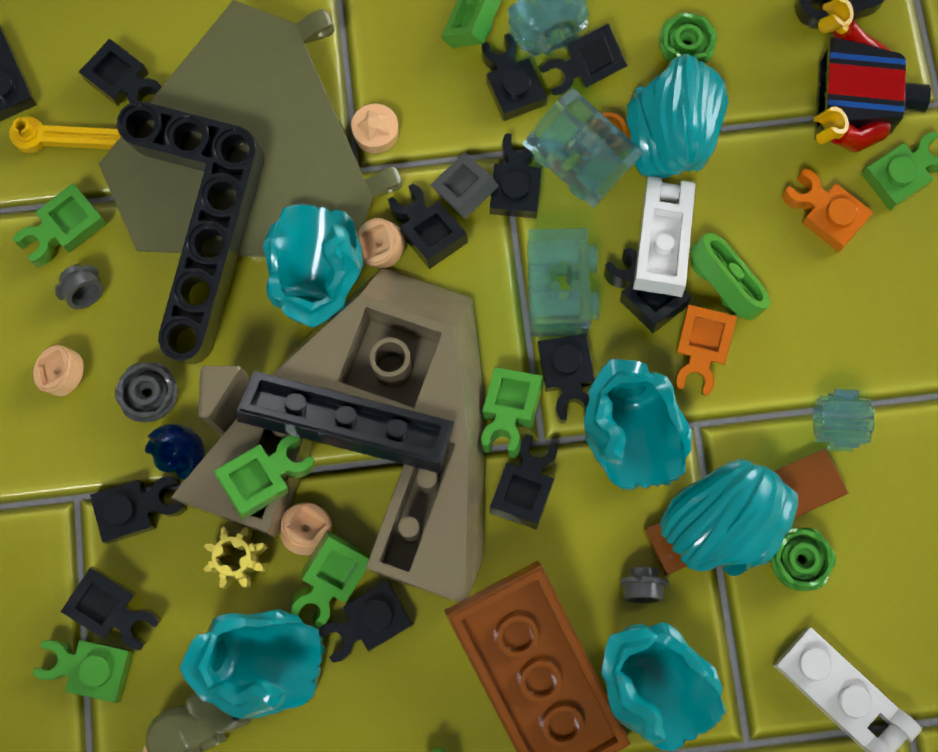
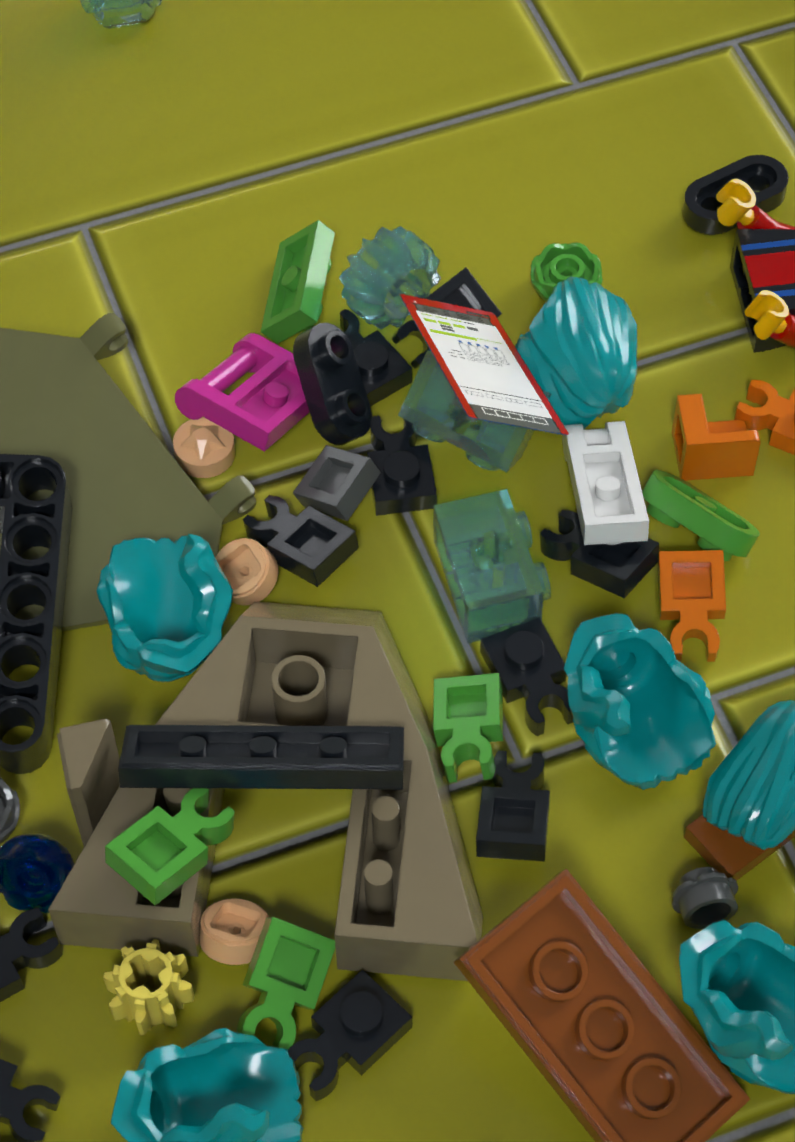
camera: 15 degrees left, 20 degrees down
(428, 105) = (261, 406): none -> dark pink plate
(480, 101) = (332, 383): none -> black plate
(594, 123) = (483, 365): none -> sticker
(757, 216) = (711, 448): none -> orange panel

